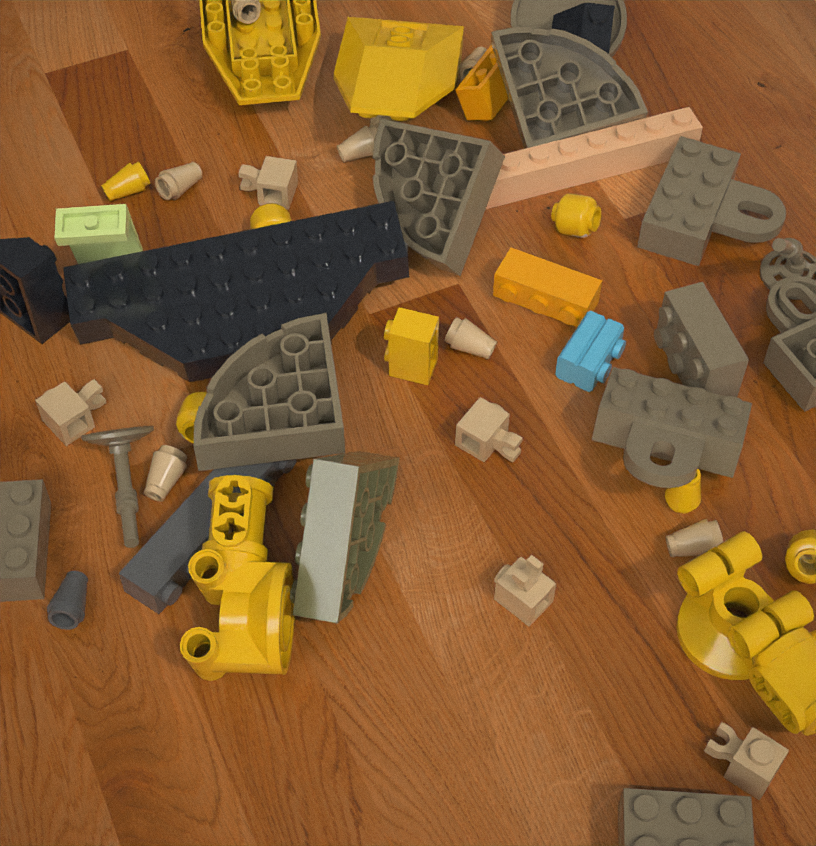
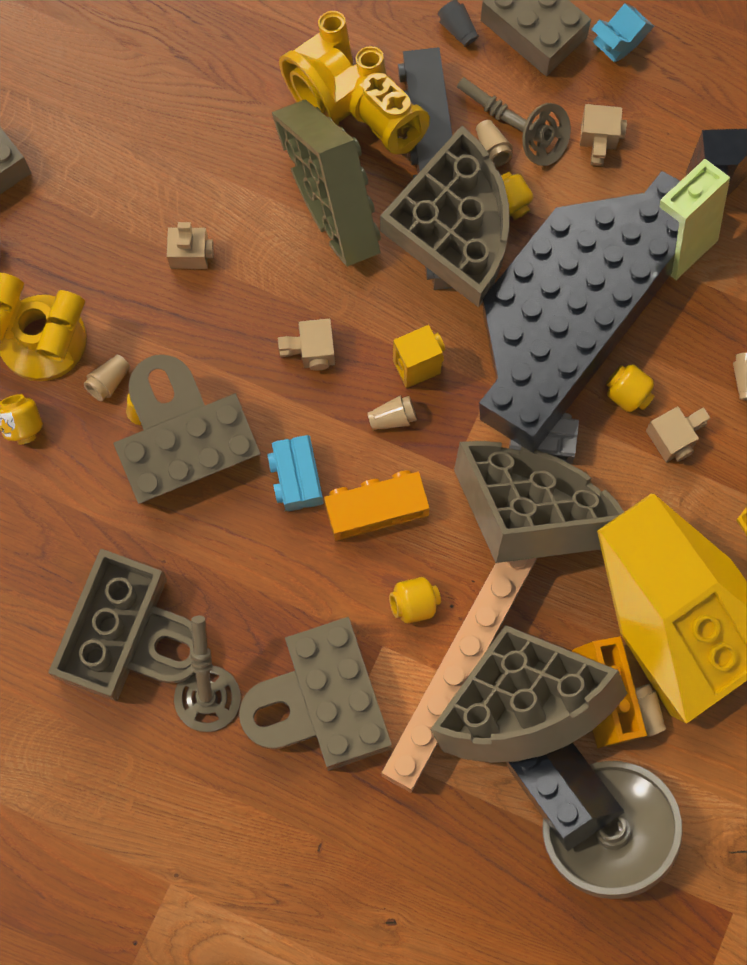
camera: 140 degrees right, 20 degrees up
(700, 341) = (213, 528): dark tan brick -> none

